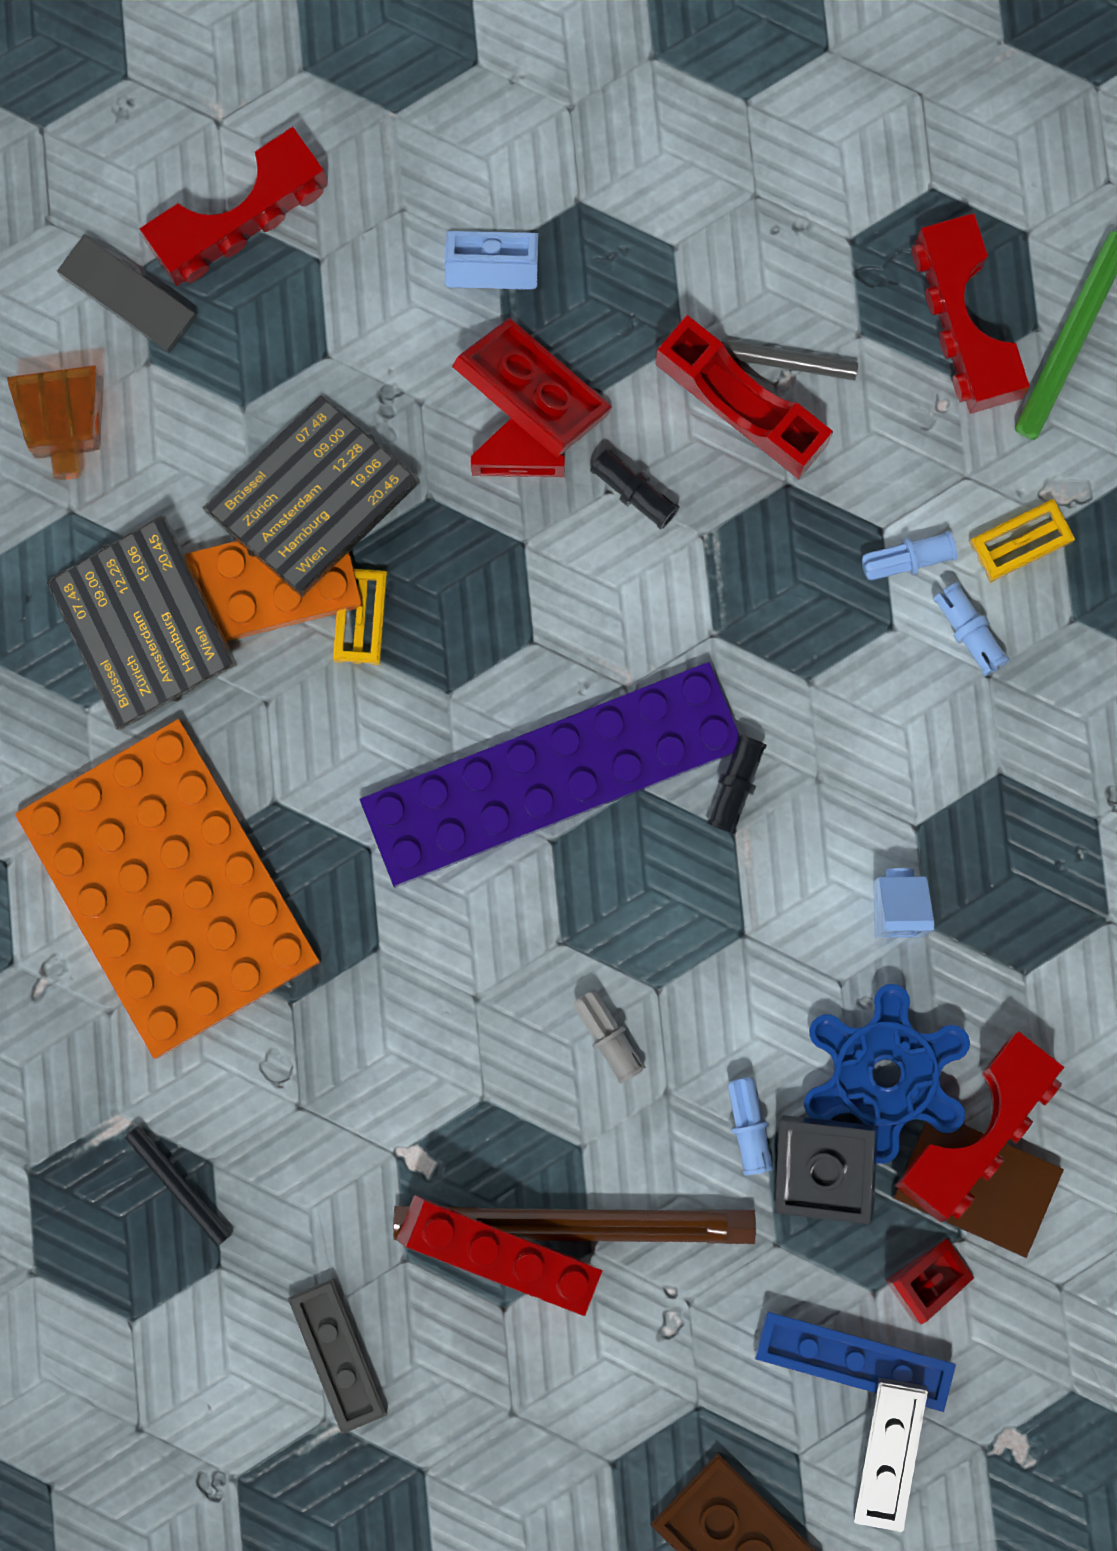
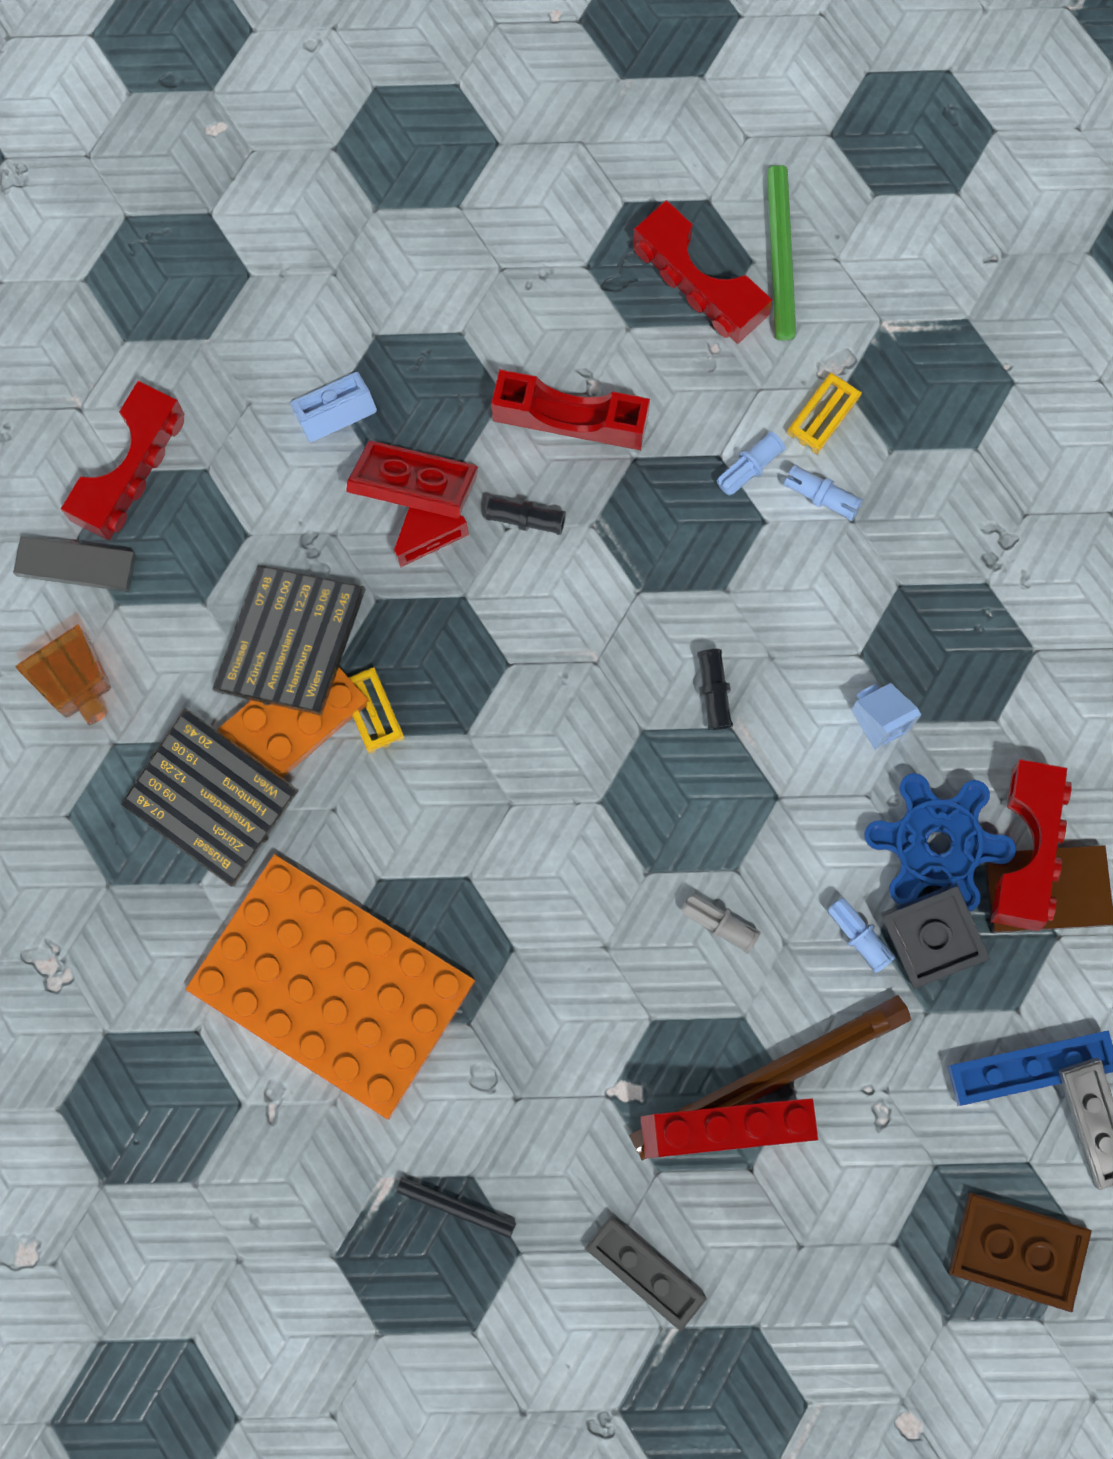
camera: 25 degrees left, 5 degrees down
(551, 774) = (573, 754): dark purple plate -> none
(791, 360) = (593, 368): dark grey bar -> none
(930, 1281) = (1054, 980): red slope -> none

